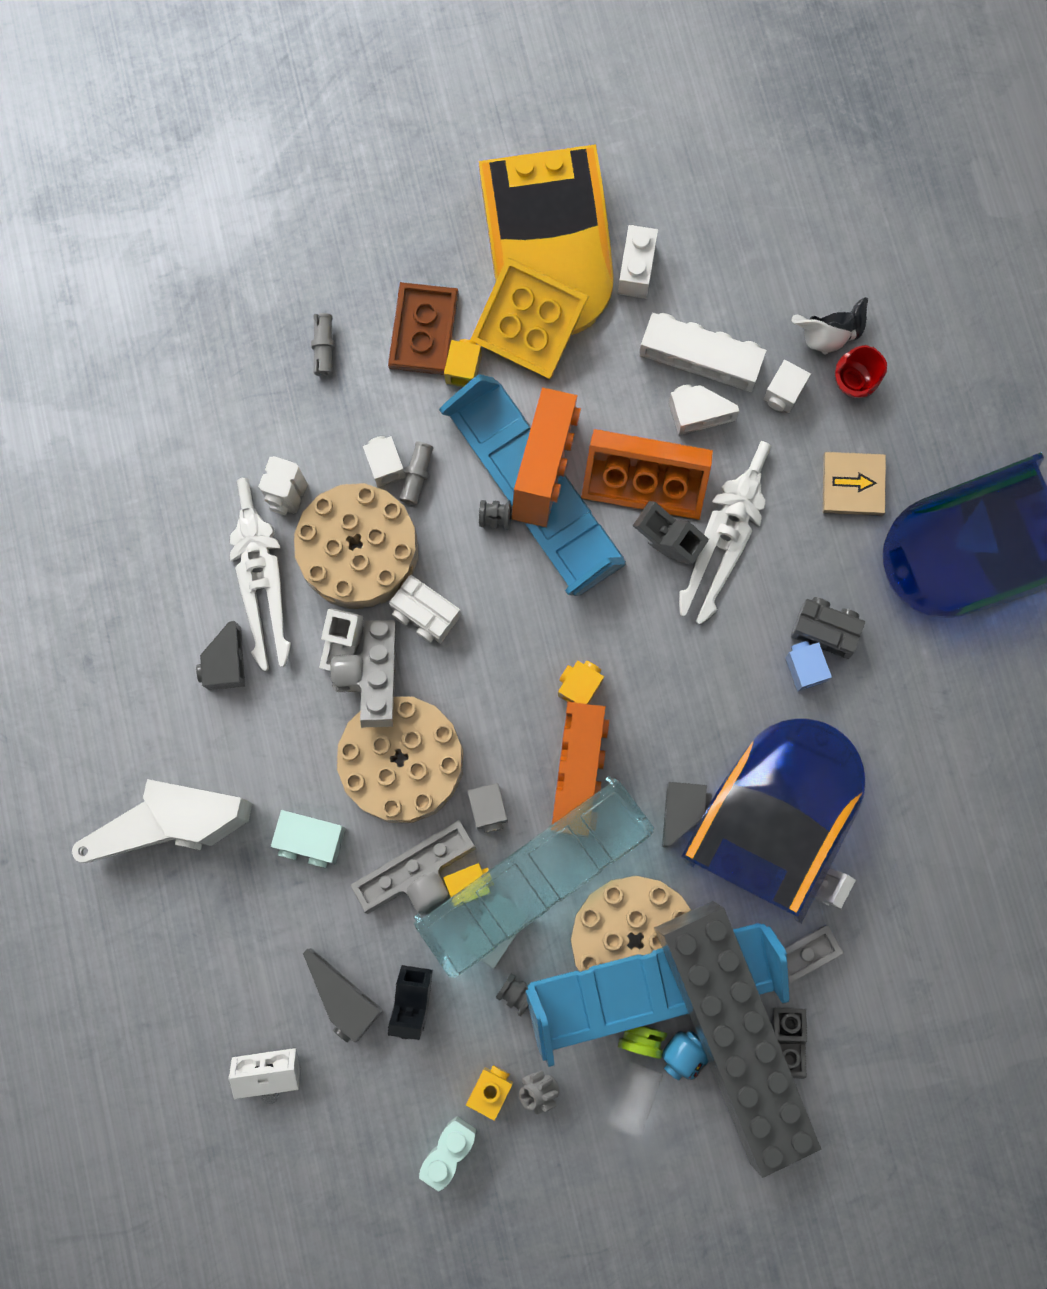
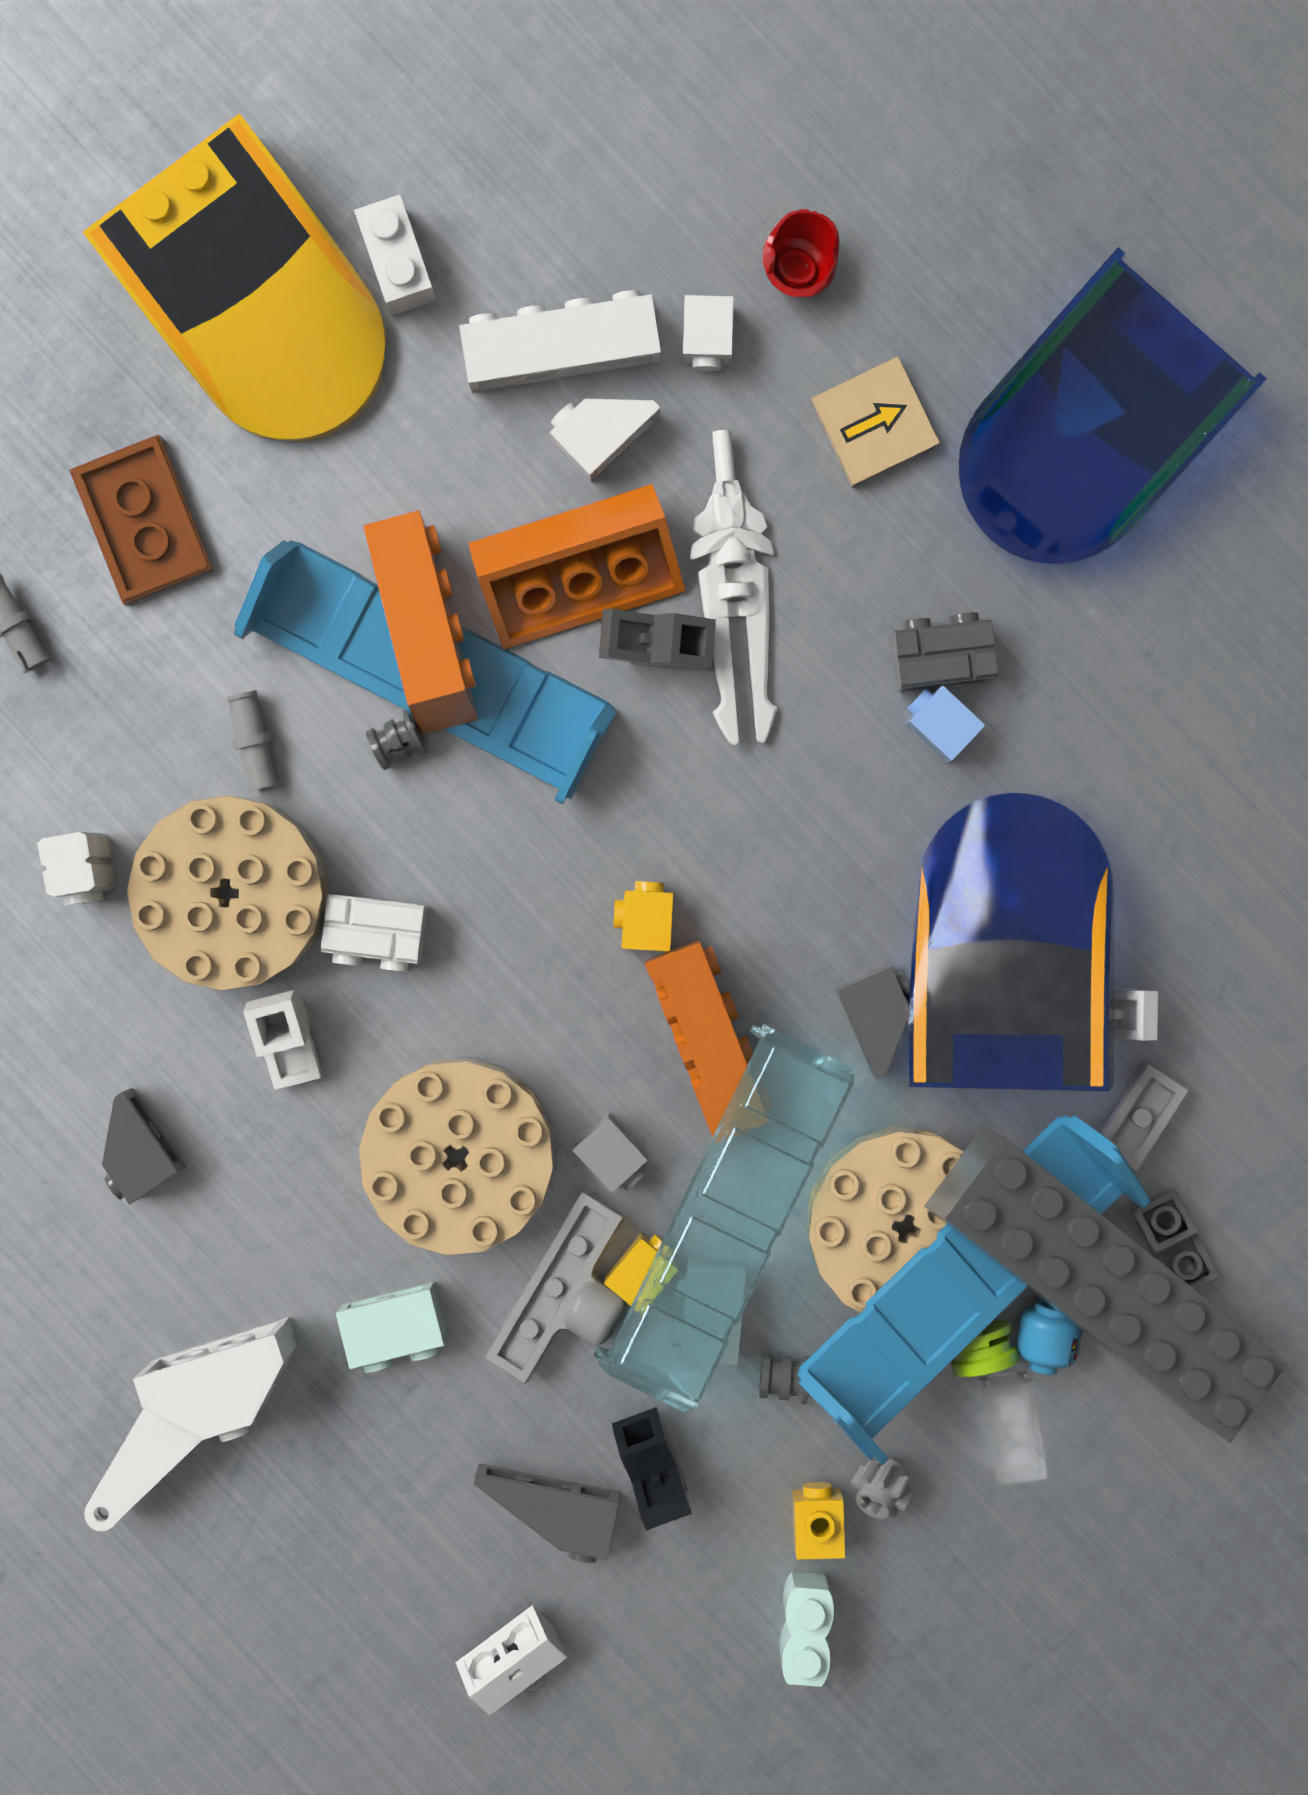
camera: 35 degrees left, 10 degrees up
(252, 544) = (79, 964): white sword -> none
(370, 673) = (352, 1063): light grey plate -> none
(384, 460) = (196, 748): white brick -> none
(462, 362) = (228, 543): yellow brick -> none
(529, 318) = (287, 428): yellow plate -> none
(834, 330) = (731, 207): hair -> none

